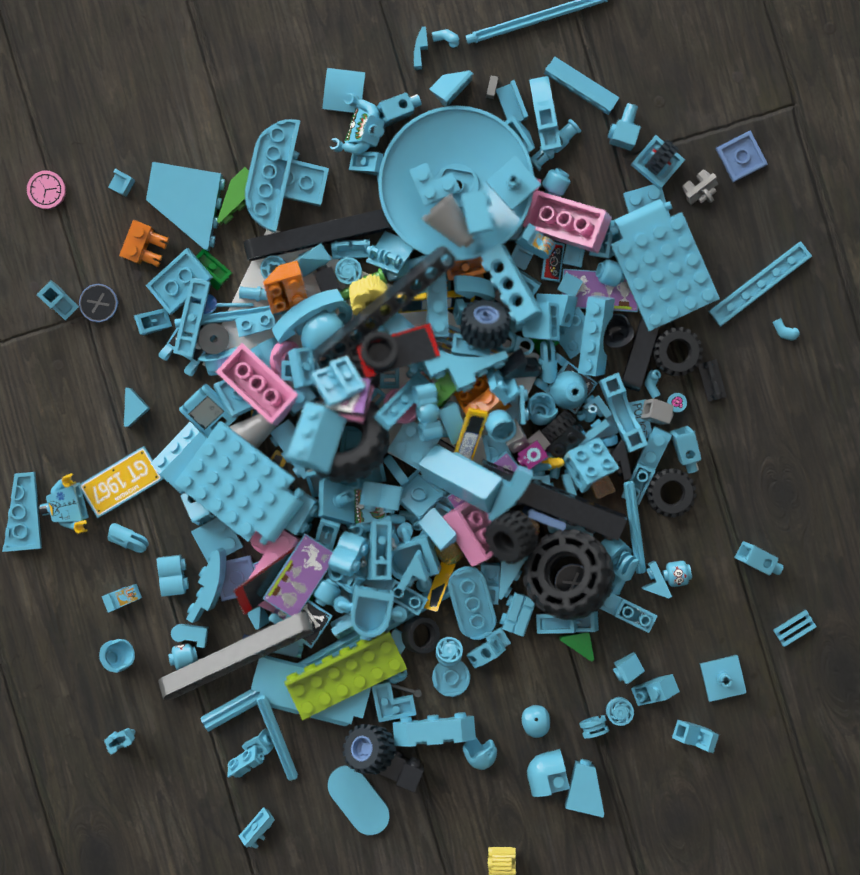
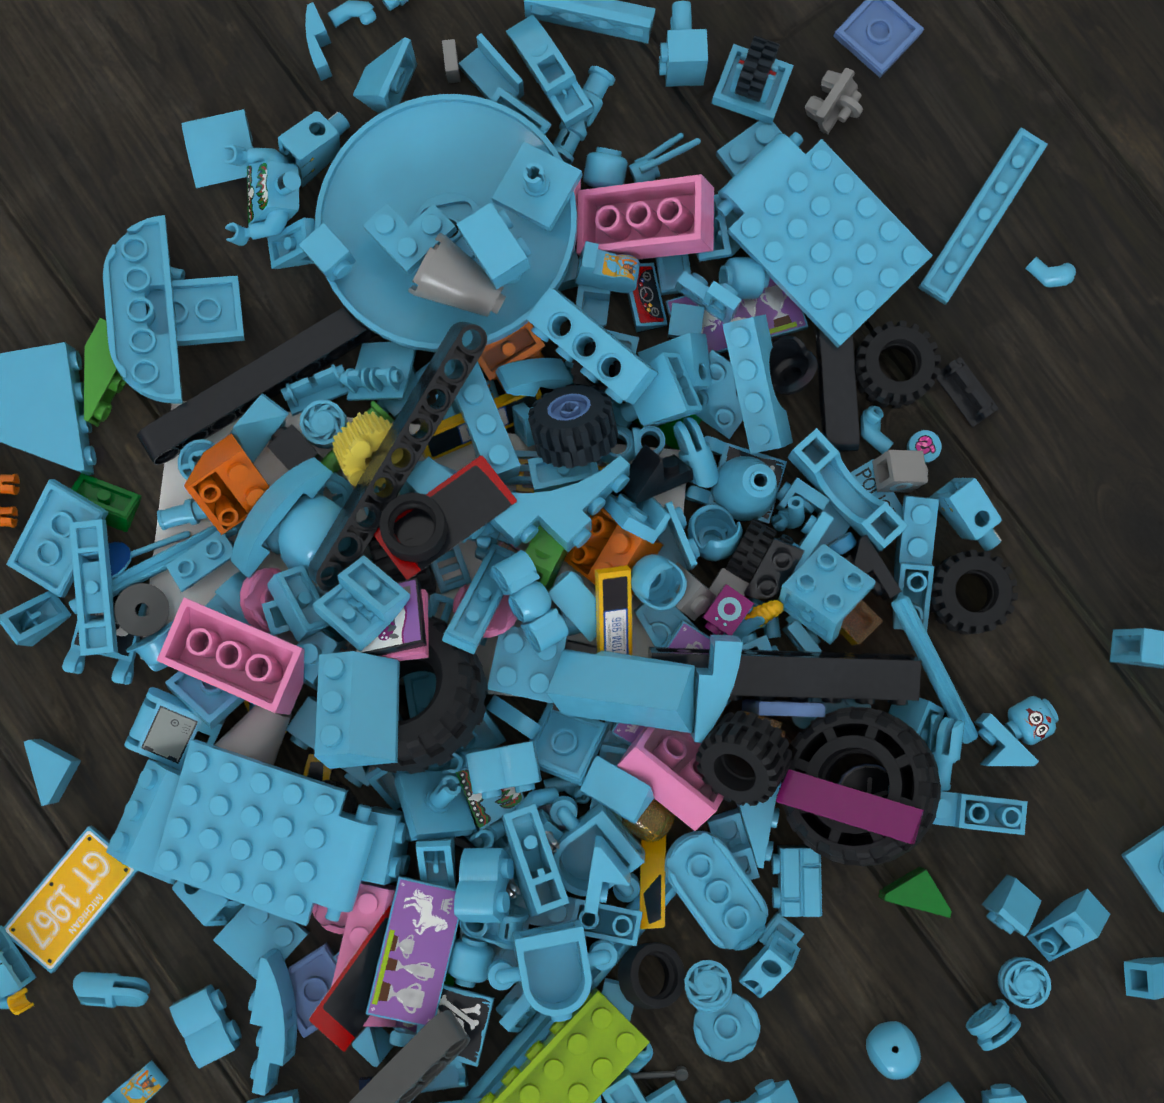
camera: 20 degrees left, 5 degrees down
(384, 179) = (328, 253): none -> medium azure brick
(549, 624) = (854, 880): medium azure slope -> none
(557, 582) = (850, 806): none -> magenta slope
(579, 190) = (647, 167): none -> medium azure plant
(592, 282) = (717, 299): none -> medium azure plate

